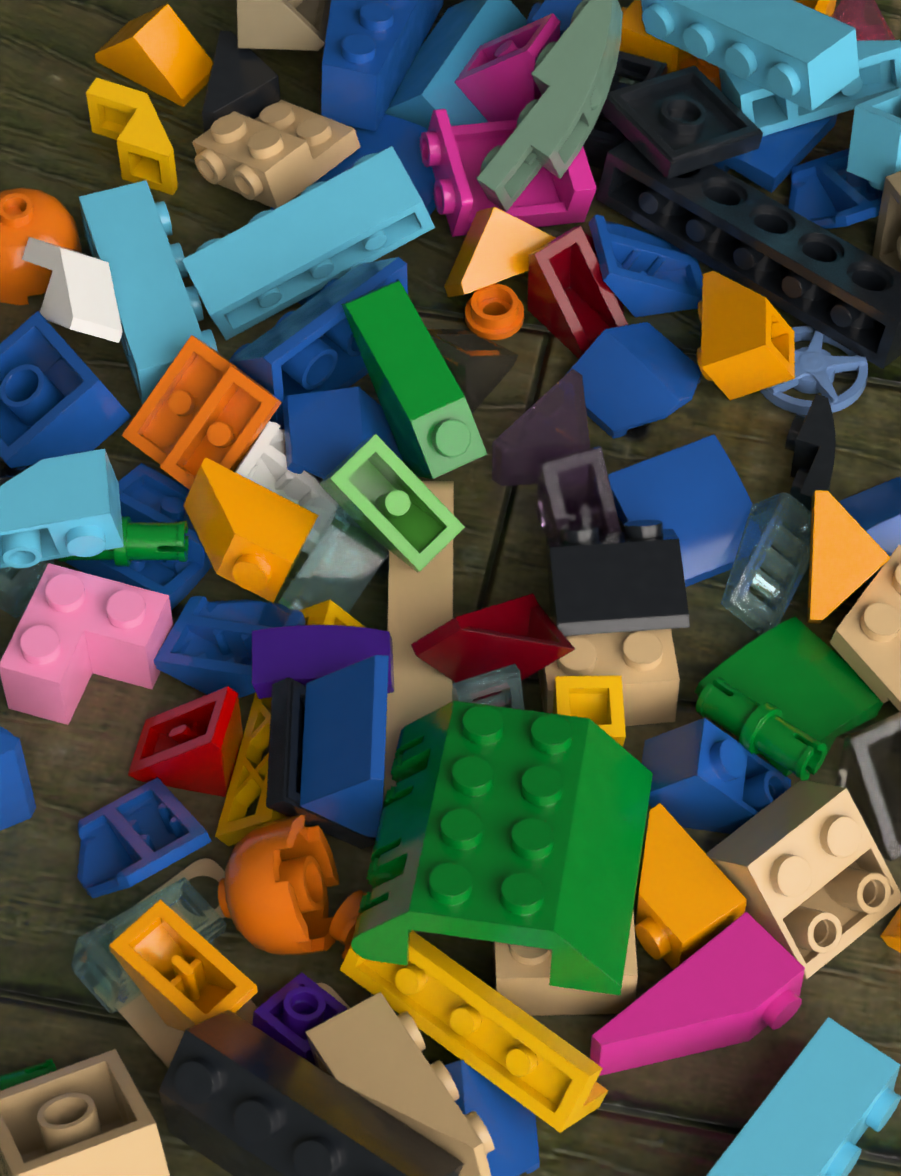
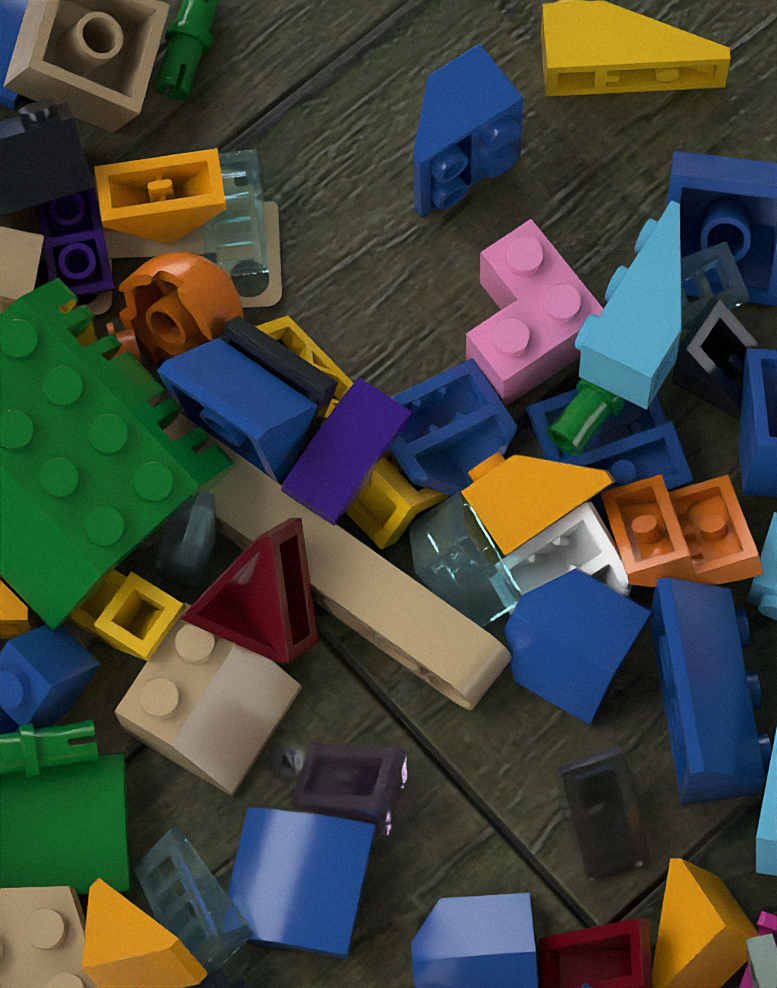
camera: 130 degrees right, 15 degrees up
(135, 839) = (317, 255): blue slope -> none
(192, 744) = (373, 337): red slope -> none
(391, 503) = (457, 597): bright green slope -> none
(413, 383) = (573, 713): green slope -> none
(494, 312) = (637, 871): orange plate -> none
(545, 431) = (458, 827): clear purple slope -> none
(616, 579) = (246, 737): black slope -> none

